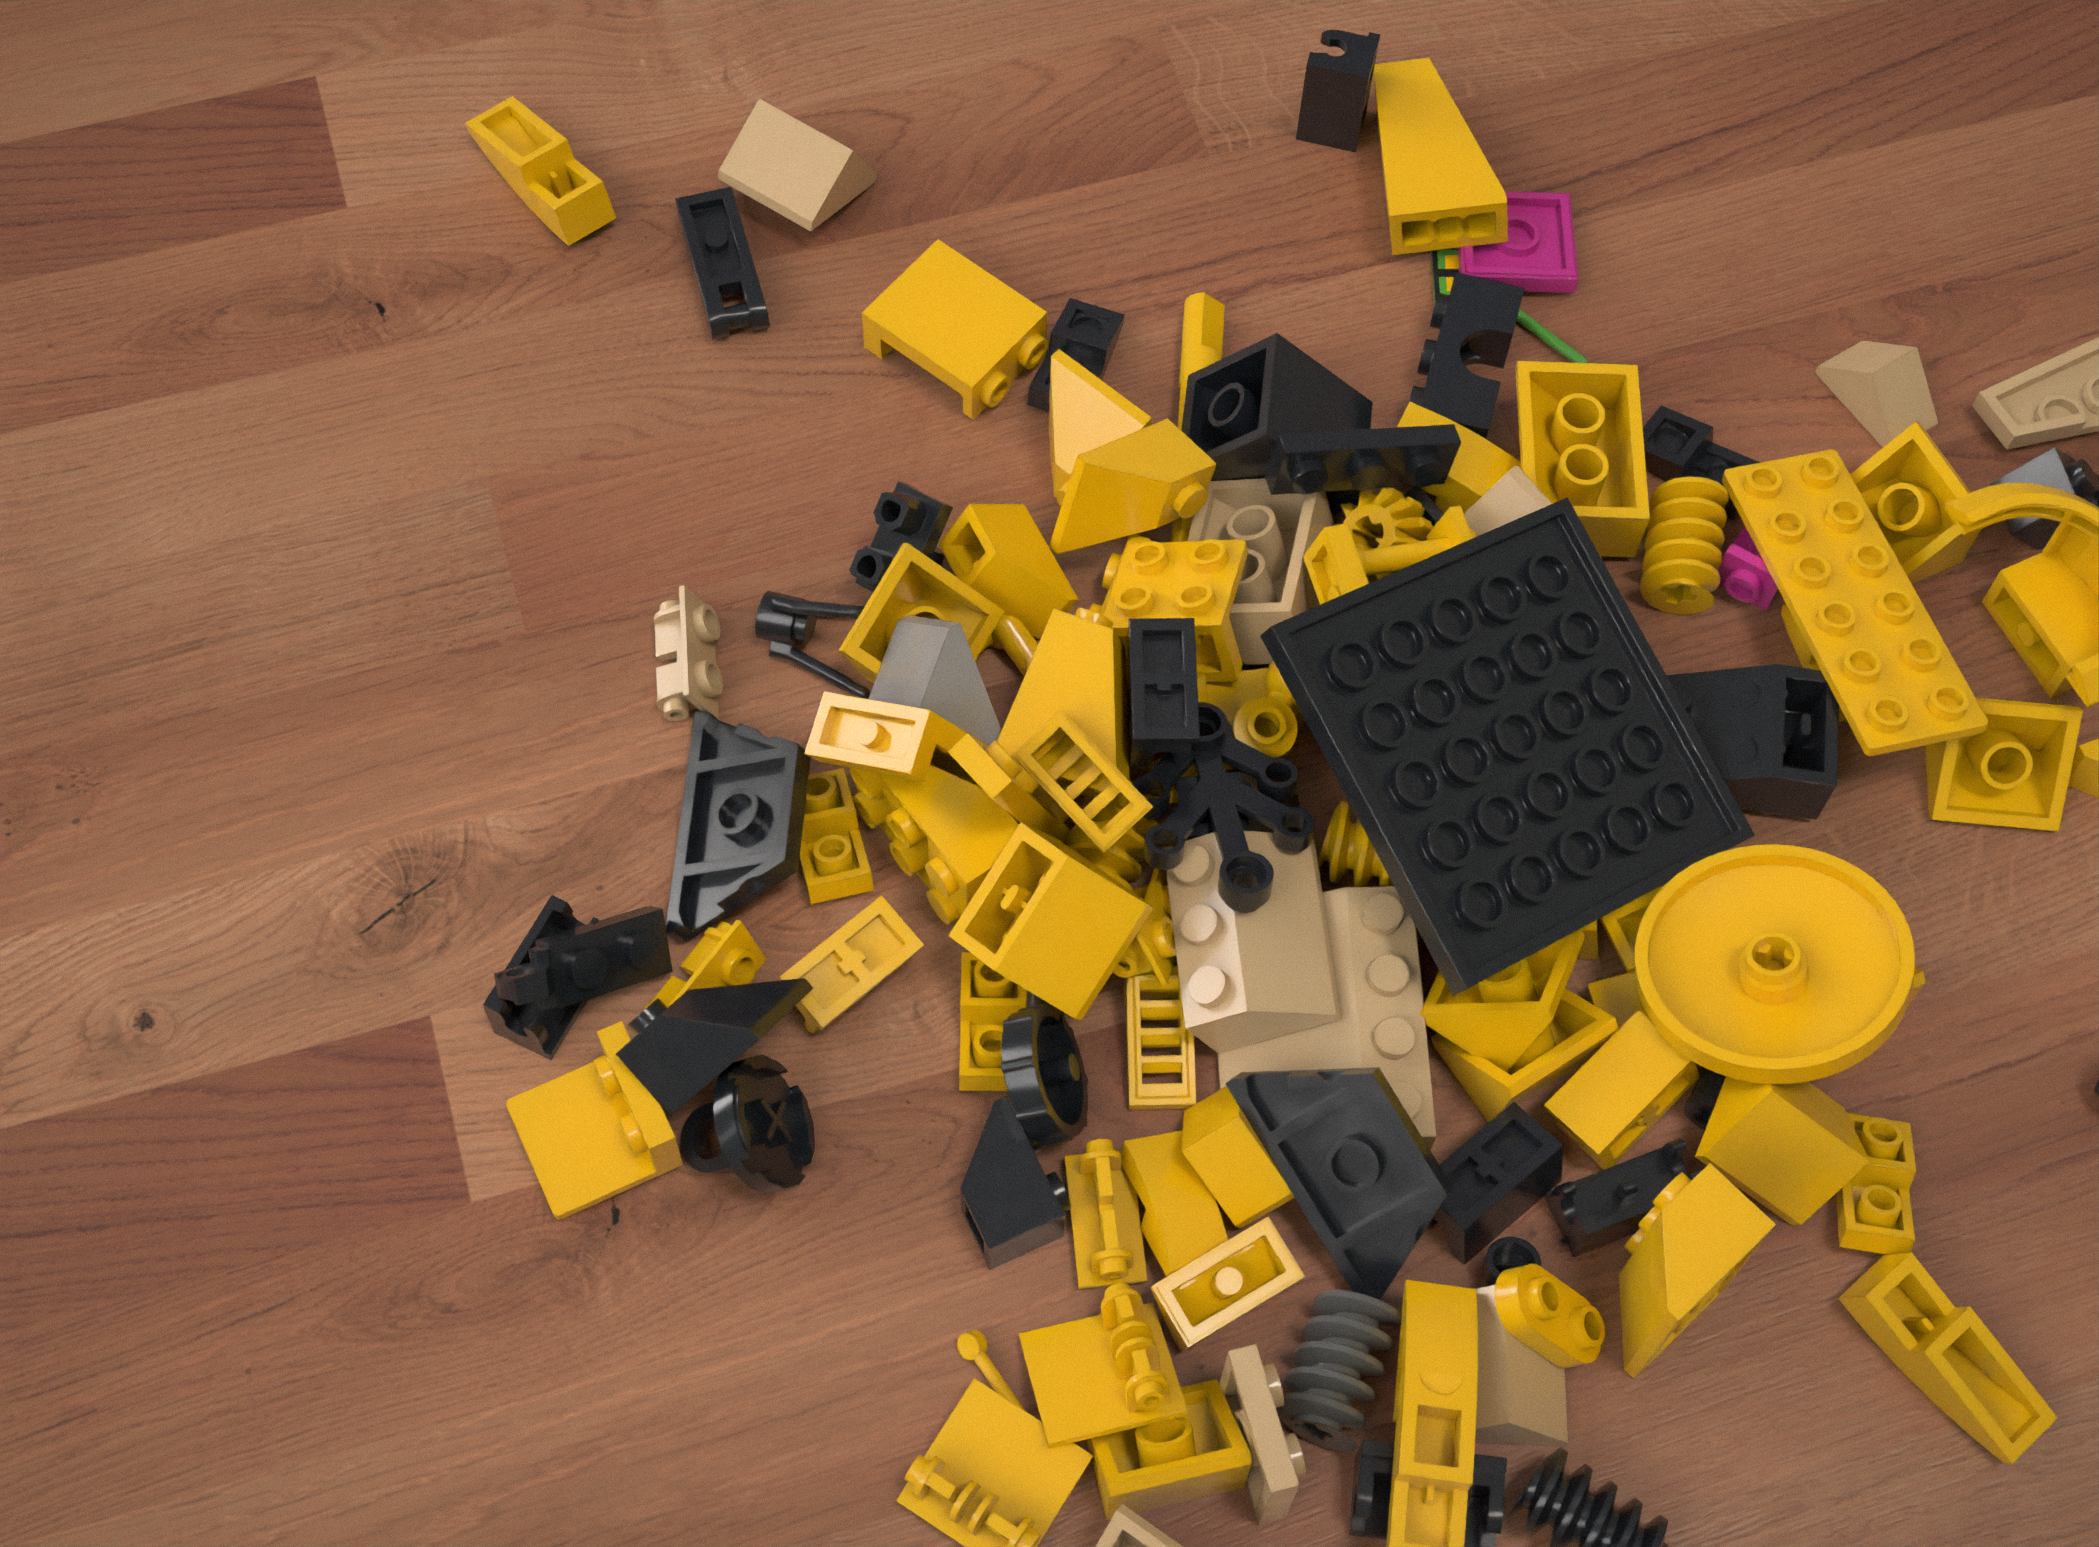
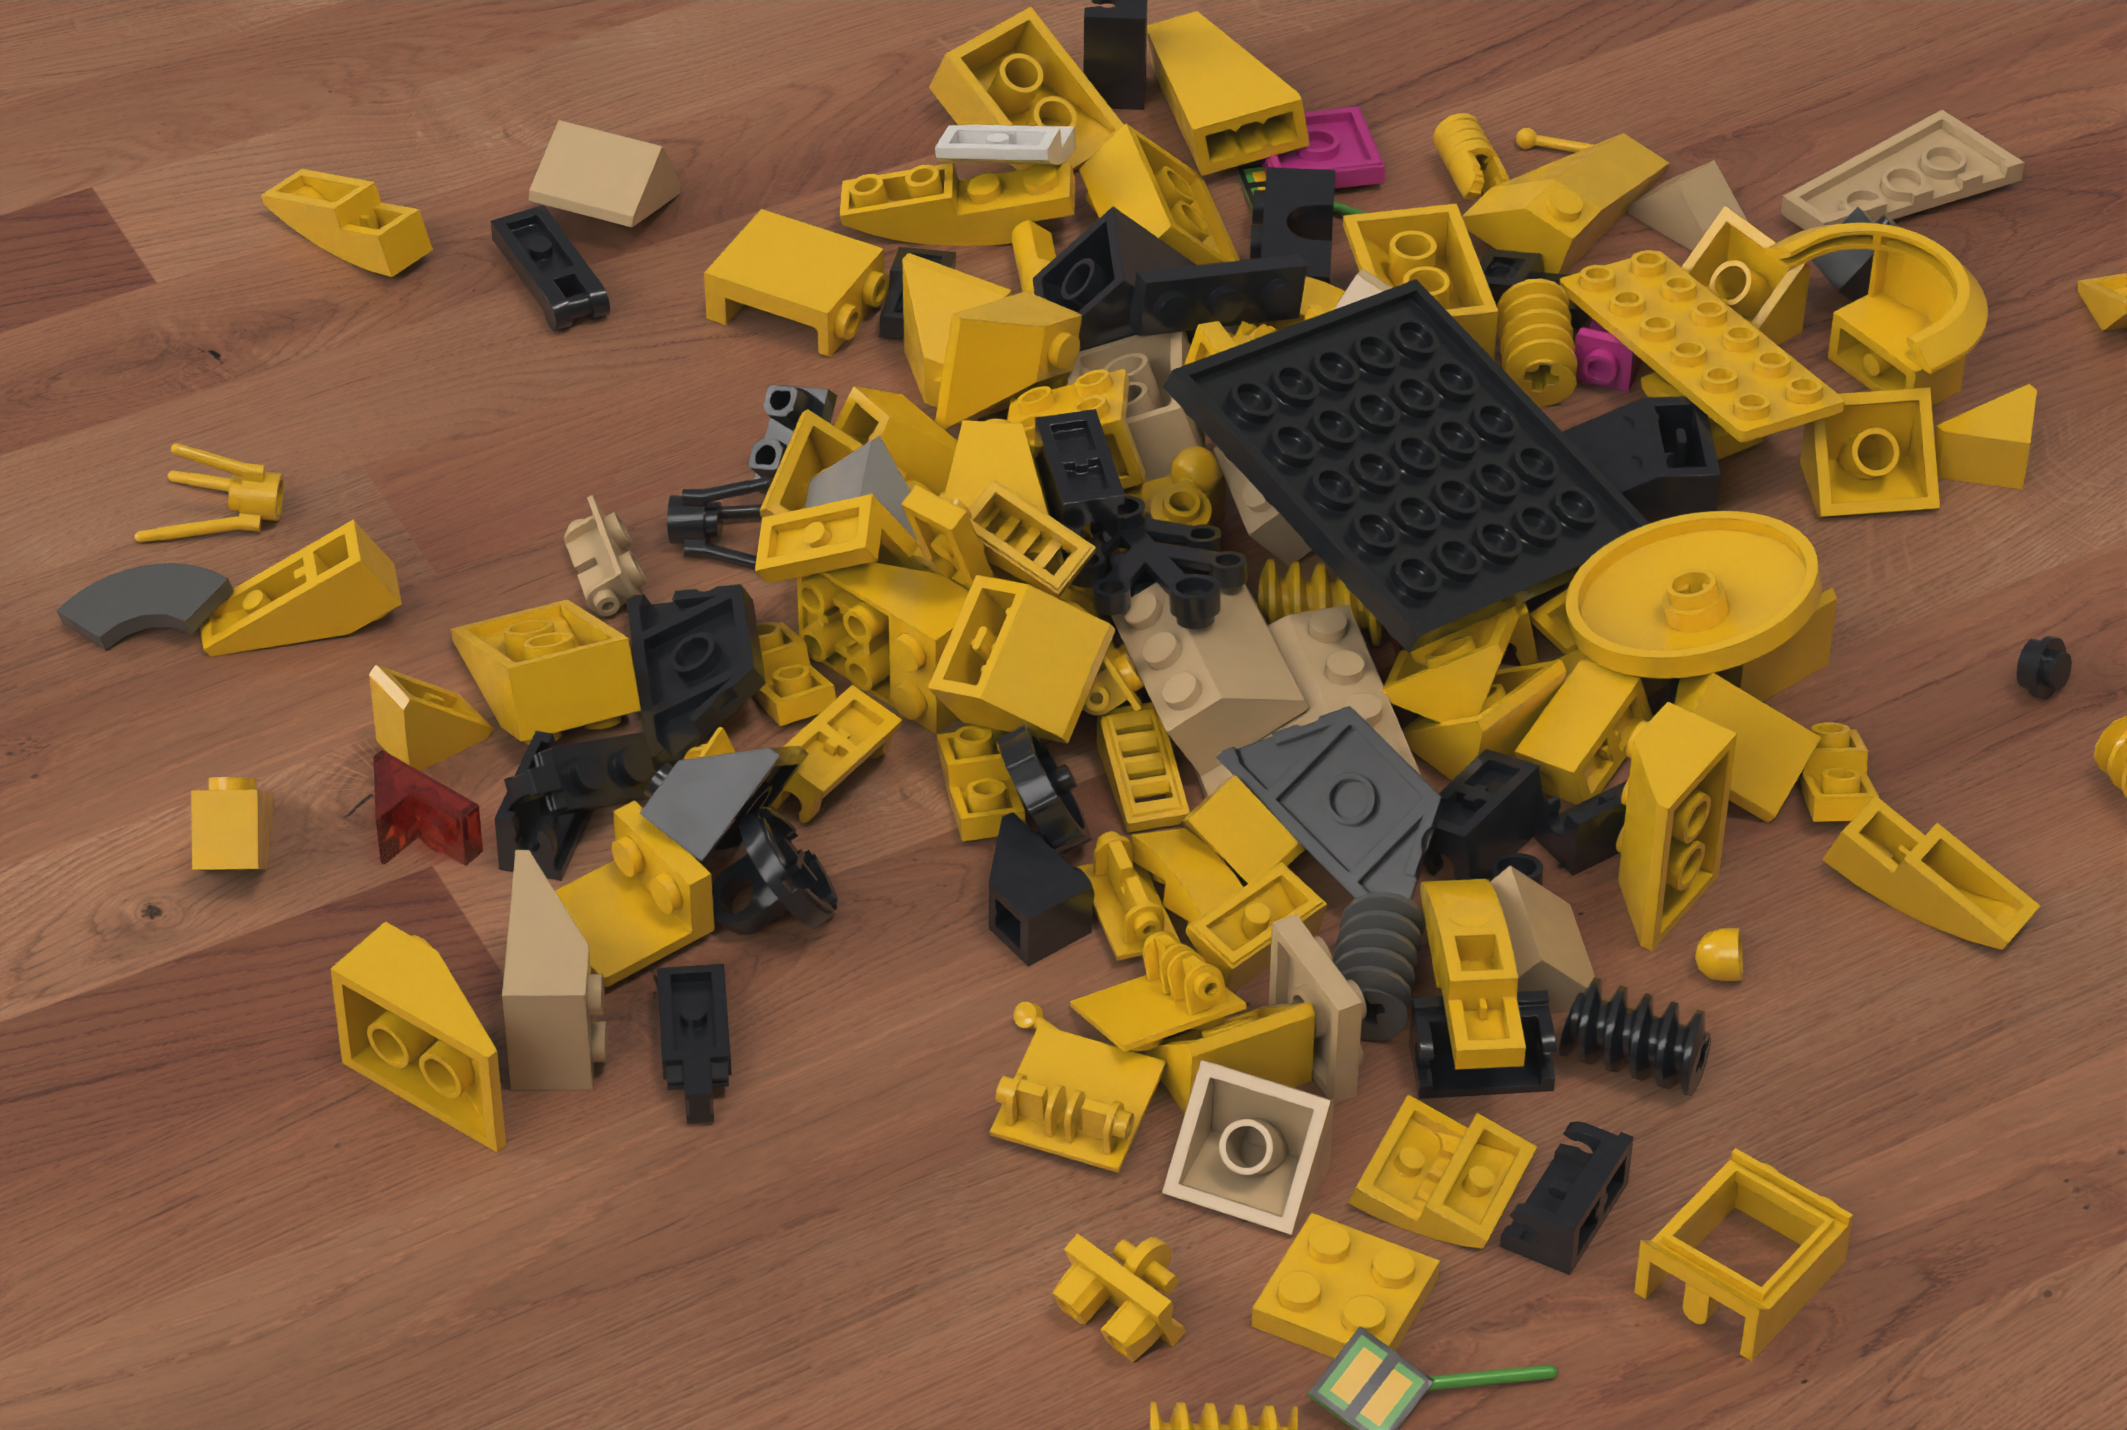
camera: 10 degrees left, 20 degrees down
(225, 625) = (143, 599): none -> dark grey tile
(234, 944) = (231, 825): none -> yellow slope
(330, 1249) = (417, 1034): none -> yellow slope
(362, 505) = (251, 492): none -> yellow plant
(381, 653) = (307, 596): none -> yellow slope
(411, 953) = (420, 807): none -> clear red slope
(462, 834) = (421, 719): none -> yellow slope
(477, 1256) = (549, 990): none -> tan slope
(594, 791) = (550, 669): none -> yellow slope
(627, 1311) = (694, 1035): none -> black hinge
(1126, 258) = (939, 209): none -> yellow slope
(1198, 202) = (1006, 144): none -> white slope
(1239, 136) = (1024, 79): none -> yellow slope
(1340, 301) = (1157, 195): none -> yellow slope
(1548, 1316) = (1560, 895): yellow plate -> none
(1669, 285) = (1468, 155): none -> yellow hinge
(1703, 1414) = (1721, 955): none -> yellow hinge
(1752, 357) = (1566, 202): none -> yellow wedge
(1820, 295) = (1528, 138): none -> yellow hinge

